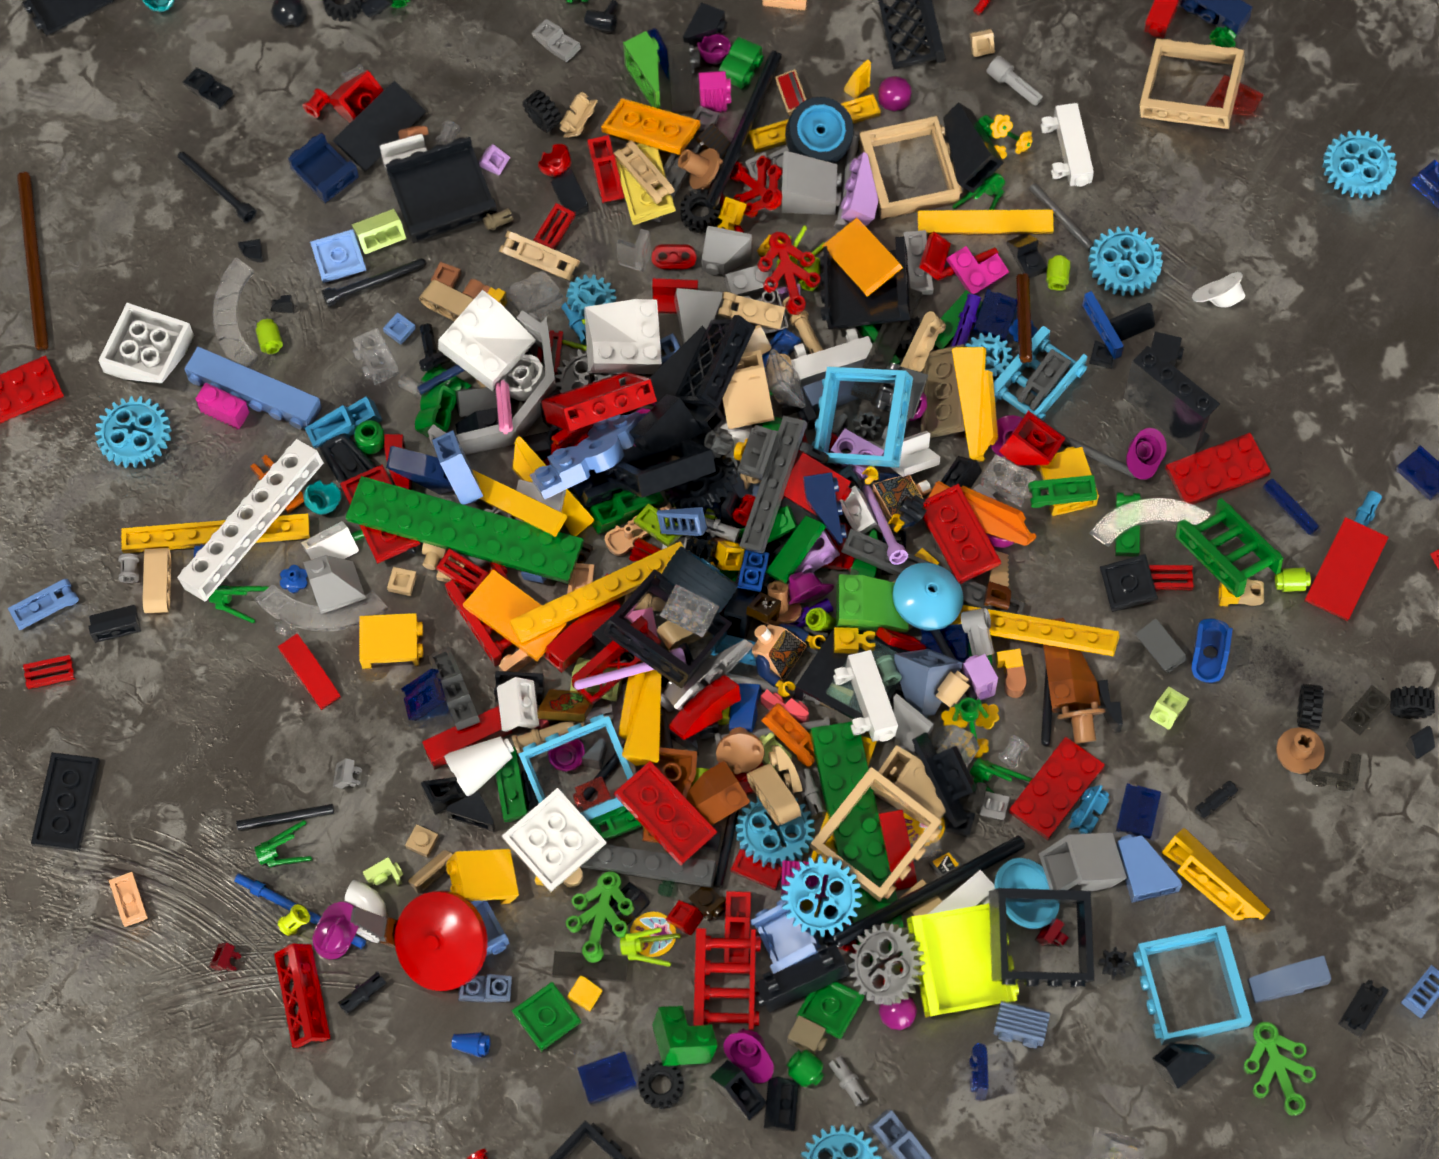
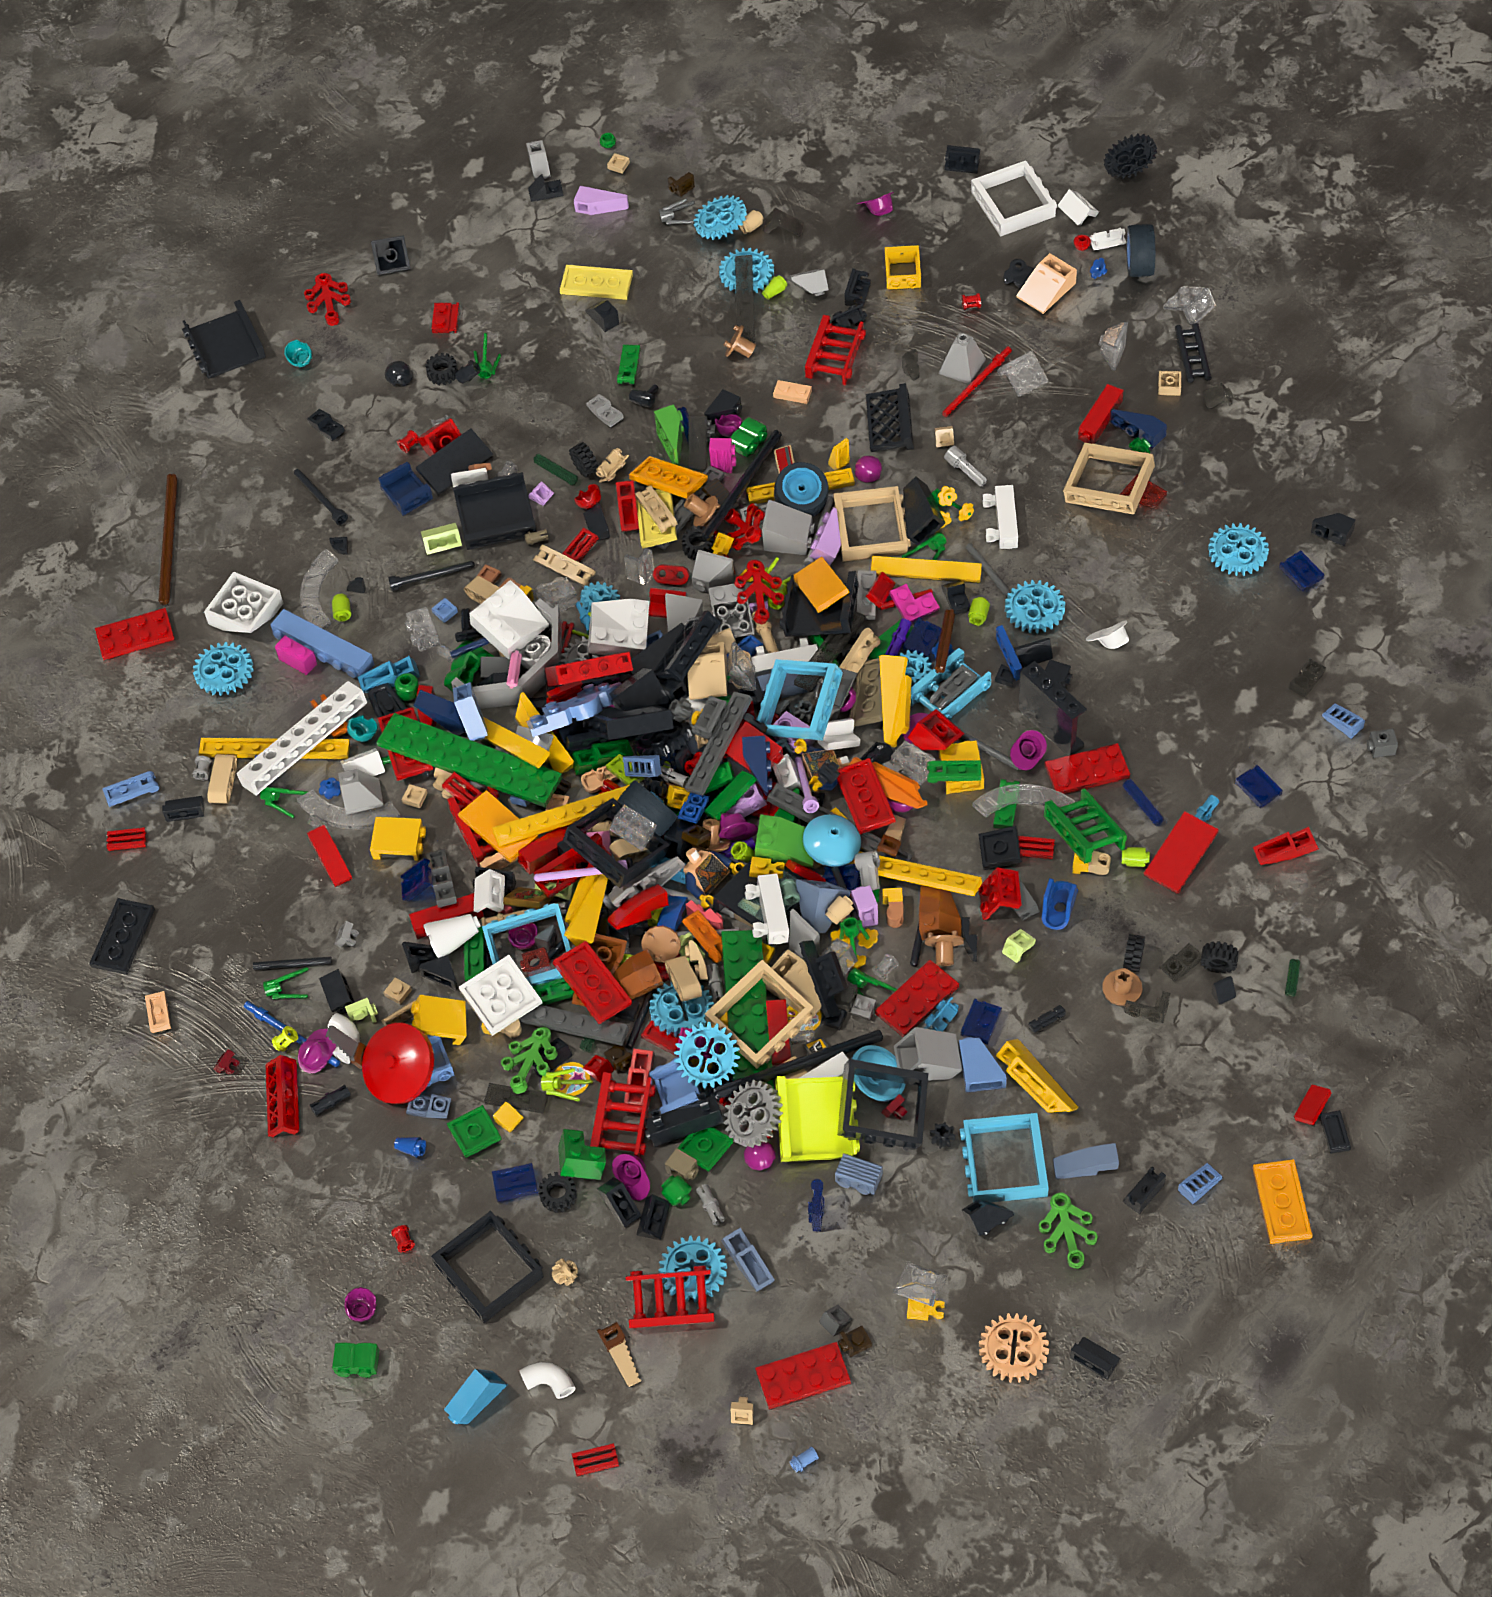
camera: 10 degrees right, 10 degrees down
(338, 256) = (406, 553): light blue plate -> none
(348, 851) = (336, 991): none -> black hinge
(507, 125) = (555, 469): none -> clear green axle
(752, 310) = (729, 618): tan plate -> none
(1140, 643) = (998, 890): none -> red bracket

